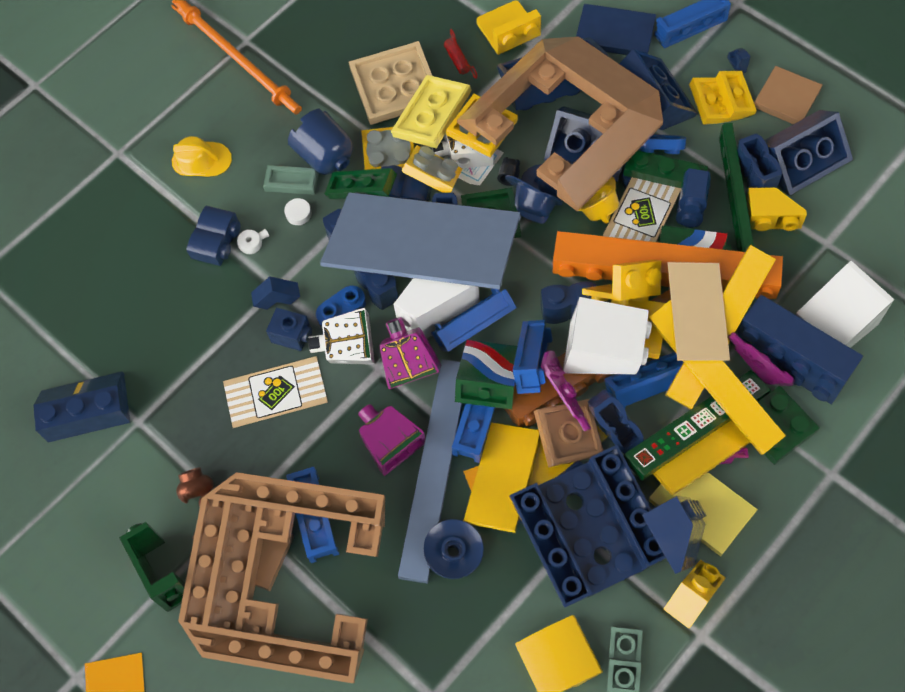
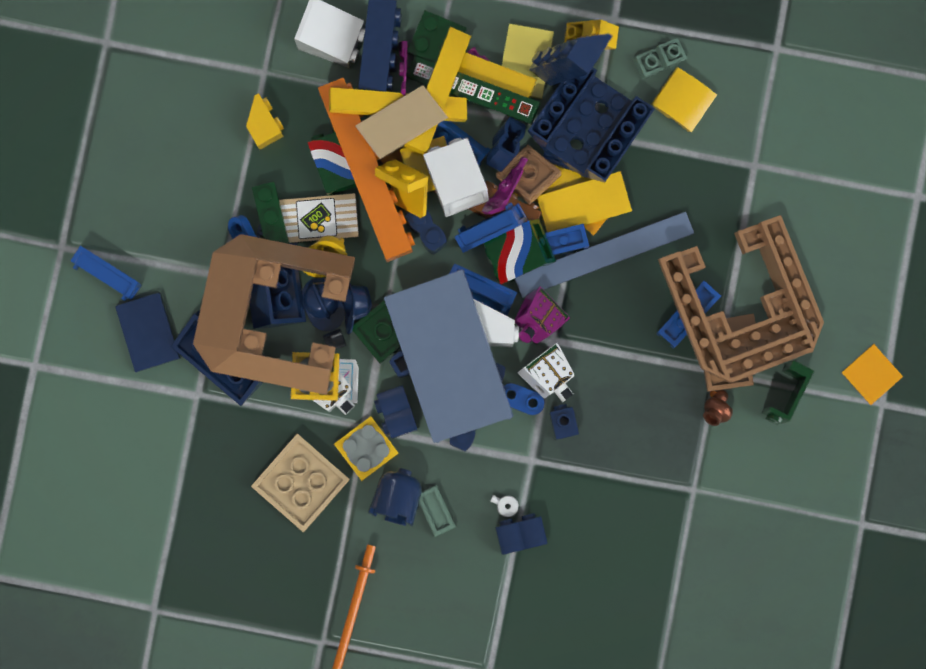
camera: 130 degrees left, 20 degrees up
(82, 407) = (707, 537): dark blue slope -> none
(200, 157) = (456, 598): yellow piece -> none
(274, 291) = (541, 452): dark blue piece -> none
(275, 392) = (613, 406): sticker -> none
(298, 211) = (461, 485): white tile -> none
(369, 182) = (417, 443): dark green plate -> none
(389, 436) = (602, 298): magenta torso -> none
(431, 111) = (319, 428): light yellow tile -> none
(432, 169) = (373, 394): piece -> none
(458, 57) = (242, 447): red piece -> none
(458, 535) = (655, 195): dark blue dish -> none
(509, 26) = (192, 422): yellow bracket -> none
(652, 70) = (190, 266): dark blue slope -> none
(693, 197) = (290, 182): dark blue brick -> none
(722, 97) = (170, 212): yellow slope -> none
(735, 188) = (263, 154): dark green tile -> none
(739, 59) = (126, 217): dark blue tile -> none
(757, 164) = (234, 145): dark blue brick -> none
(787, 95) = (141, 162): medium nougat tile -> none
(810, 149) = (192, 123): dark blue slope -> none

